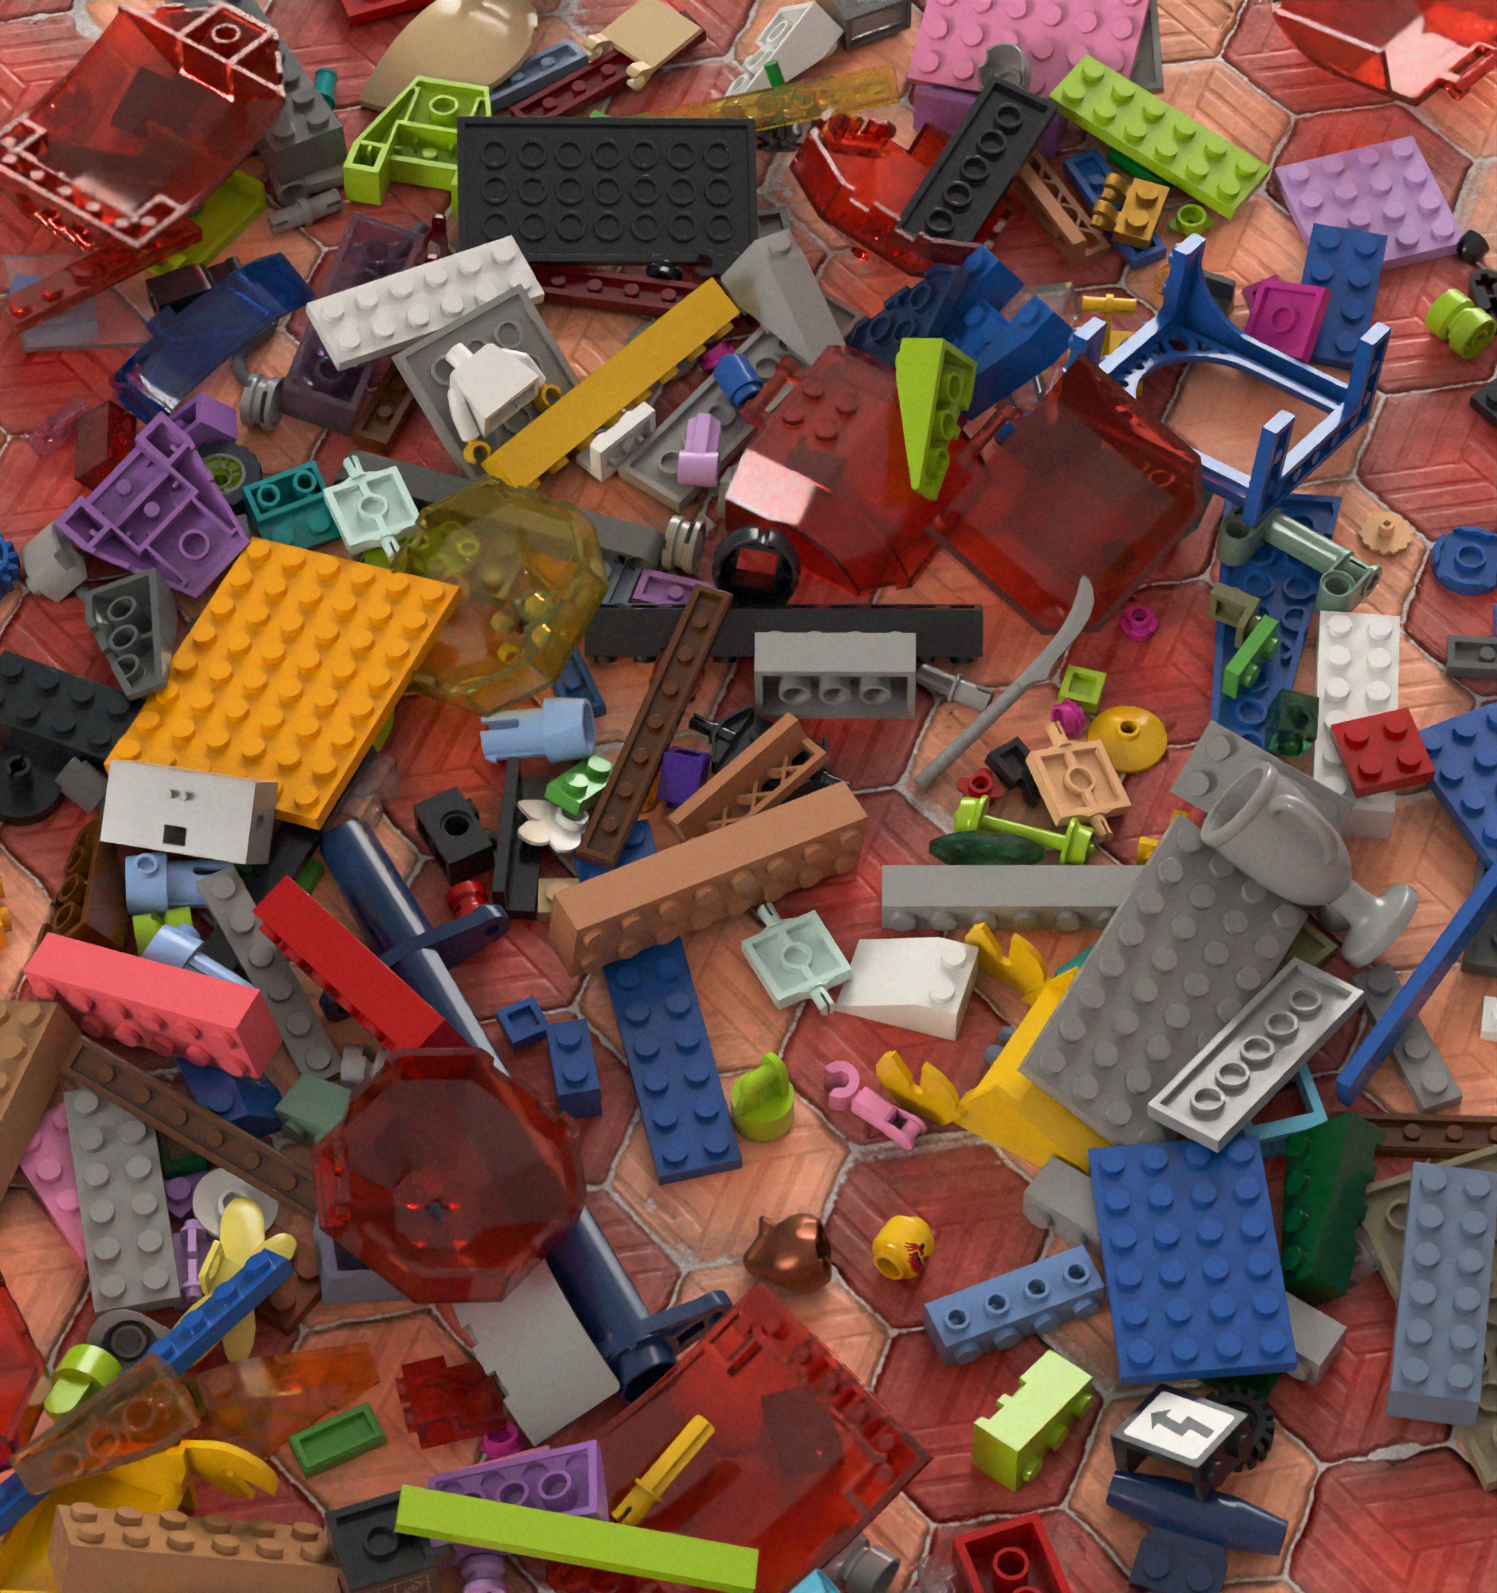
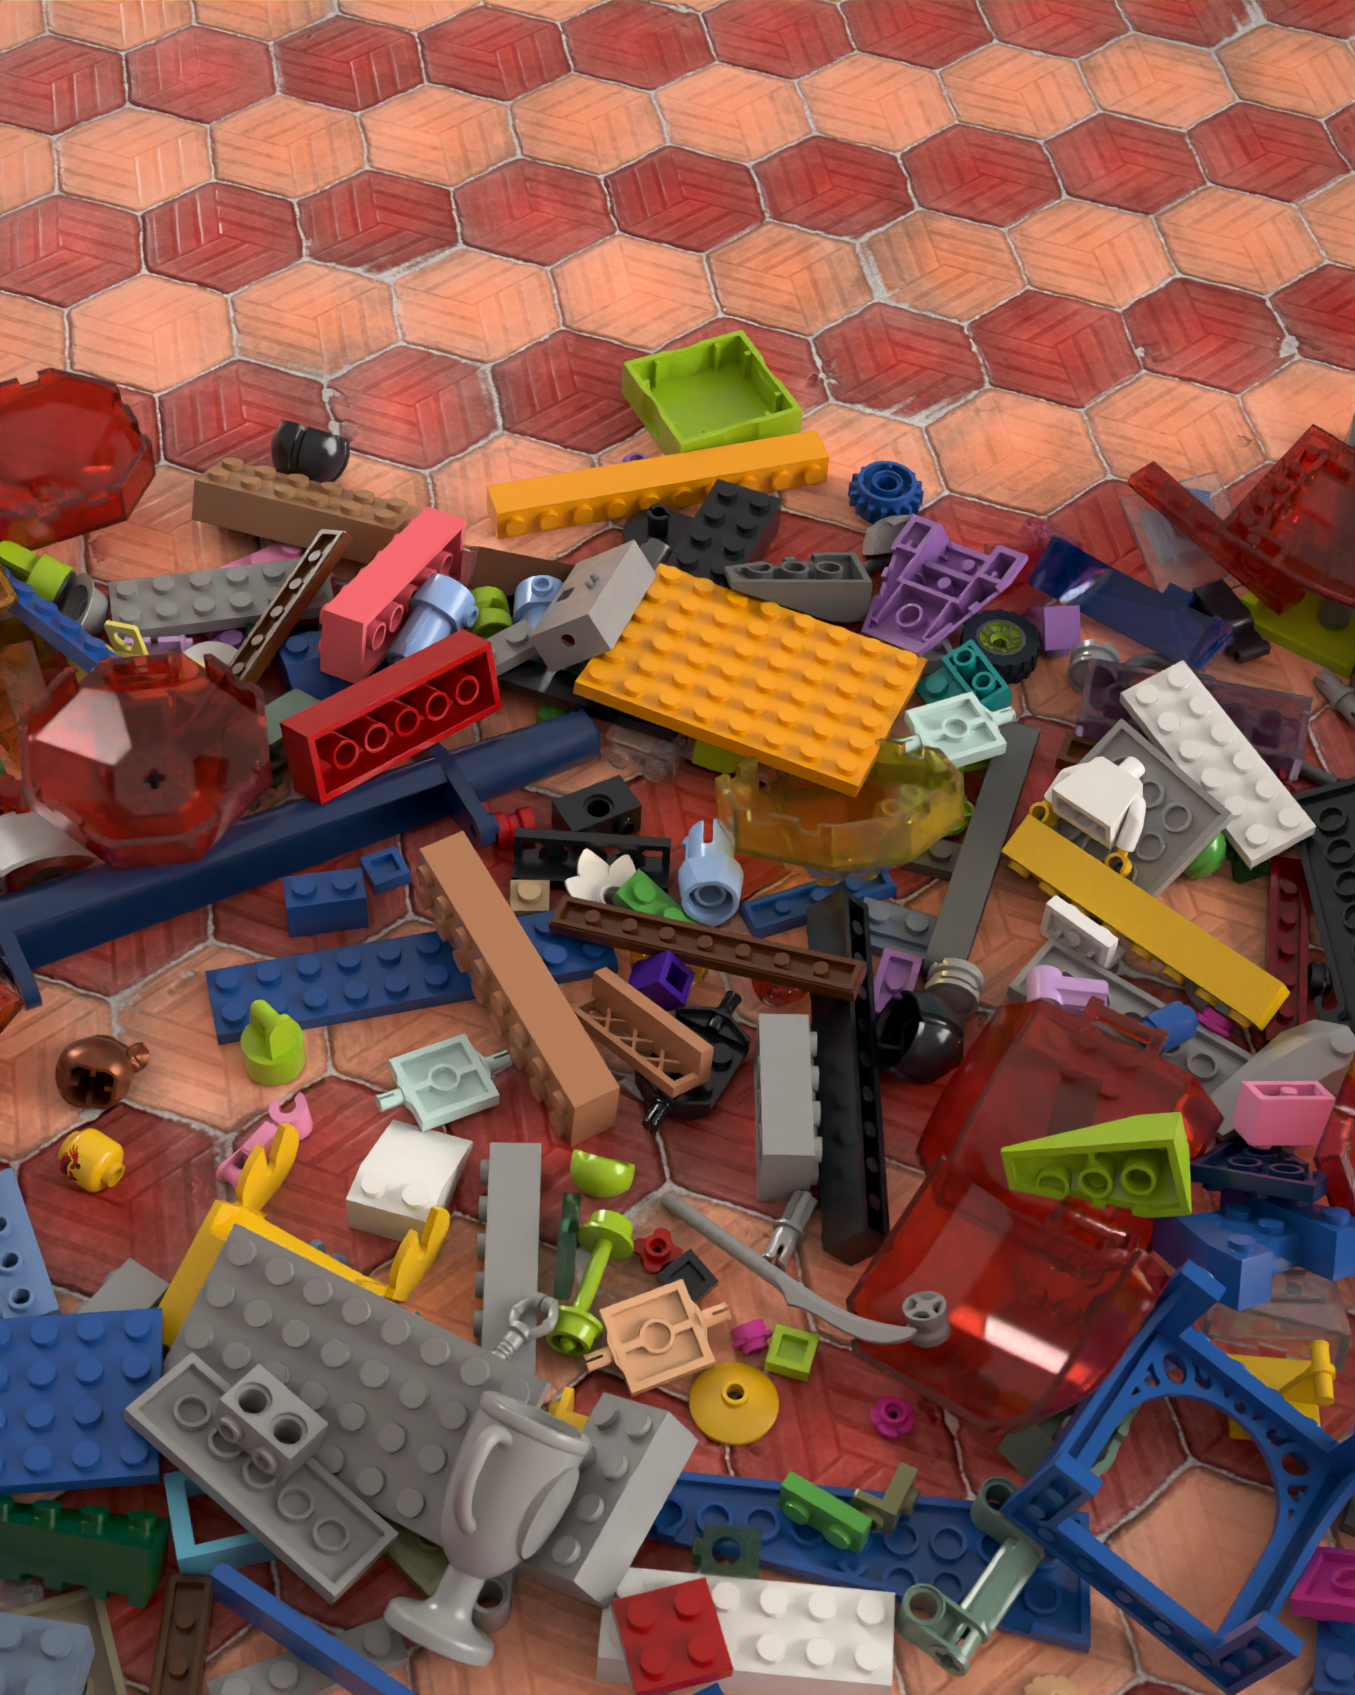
camera: 85 degrees right, 5 degrees down
(845, 300) = (1282, 1113): none -> bright pink brick
(904, 827) = (599, 1175): none -> lime hair
(1050, 572) = (927, 1314): none -> light grey wheel
(1095, 870) = (519, 1332): none -> light grey piece
(1221, 1032) = (278, 1416): none -> light grey brick

